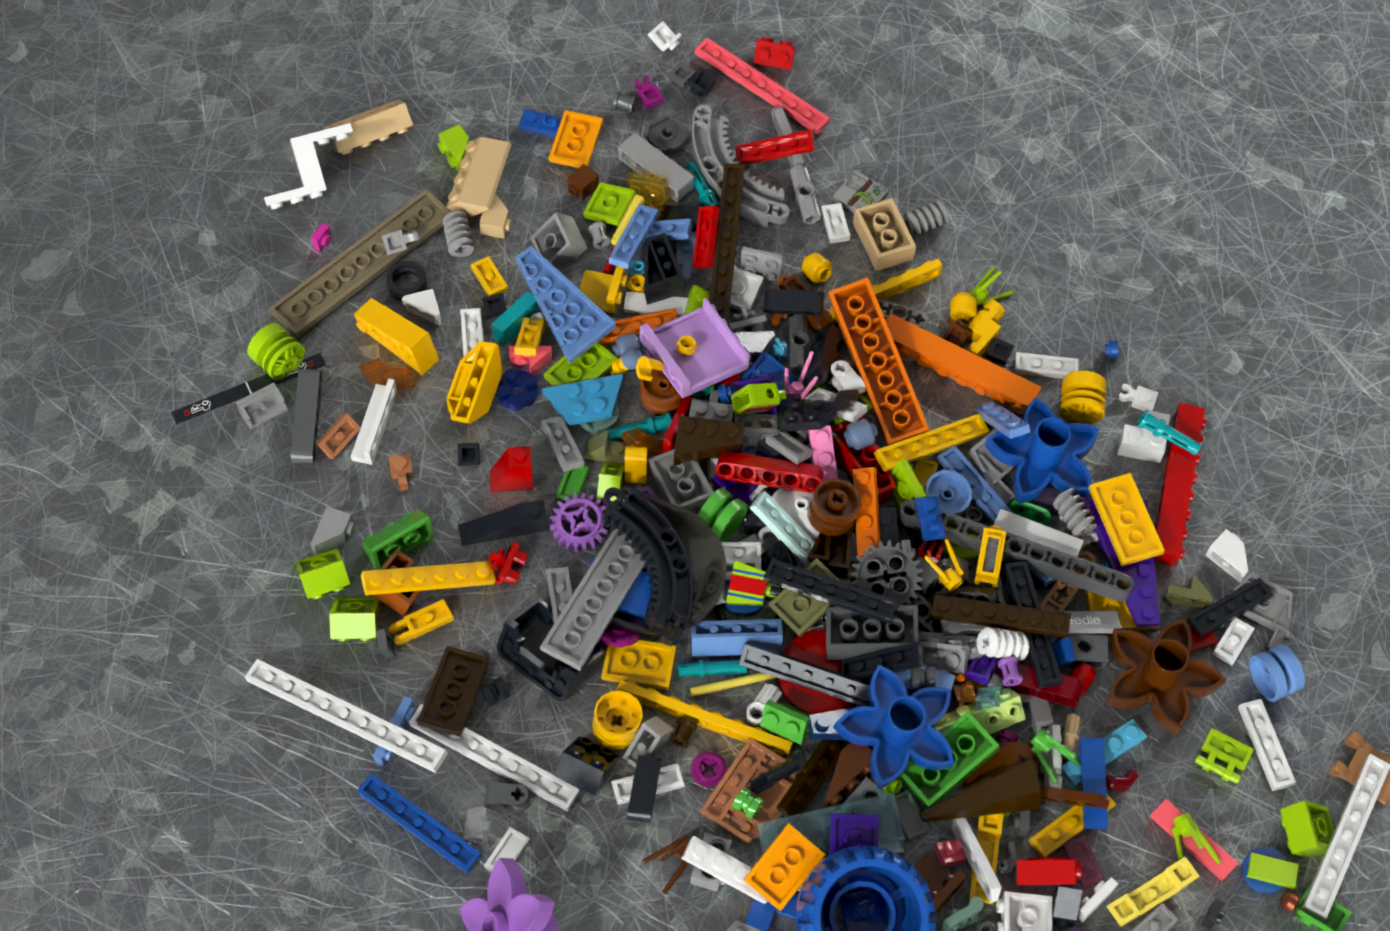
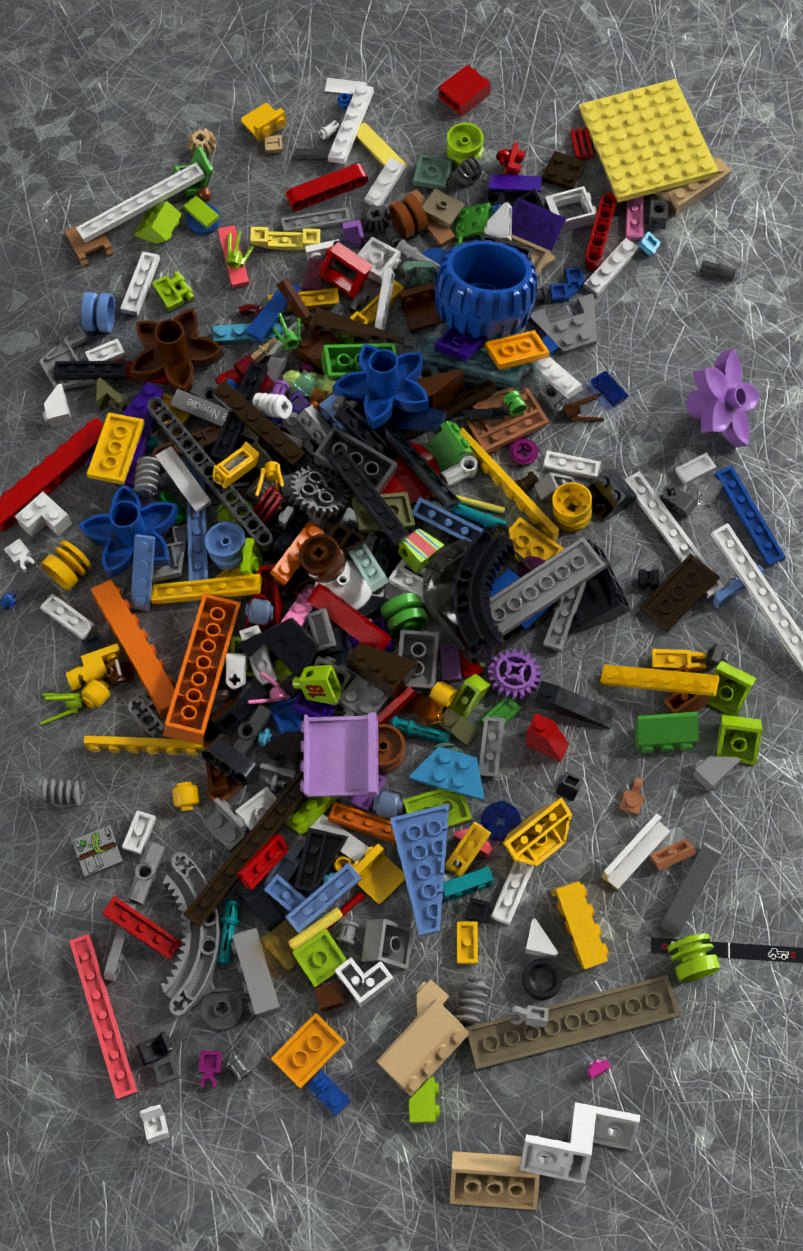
camera: 145 degrees left, 5 degrees up
(261, 406) = (726, 920): light grey hinge -> none
(379, 373) = (605, 894): clear orange tile -> none
(505, 572) = (589, 672): red hips -> none
(561, 198) = (362, 985): none -> white brick
(636, 360) = (393, 770): yellow piece -> none
(644, 788) = (578, 454): black beam -> none
(656, 903) = (609, 389): none -> clear blue tile
(686, 345) = (341, 759): yellow plate -> none
(725, 393) = (337, 711): blue plate -> none
(774, 54) = (65, 1045): red bracket -> none
(884, 234) = (109, 792): tan brick -> none
(929, 518) = (256, 518): blue plate -> none
(949, 853) = (396, 321): coral tile -> none
(1160, 428) = (34, 500): teal pin -> none
(1214, 914) = (257, 209): black plate -> none

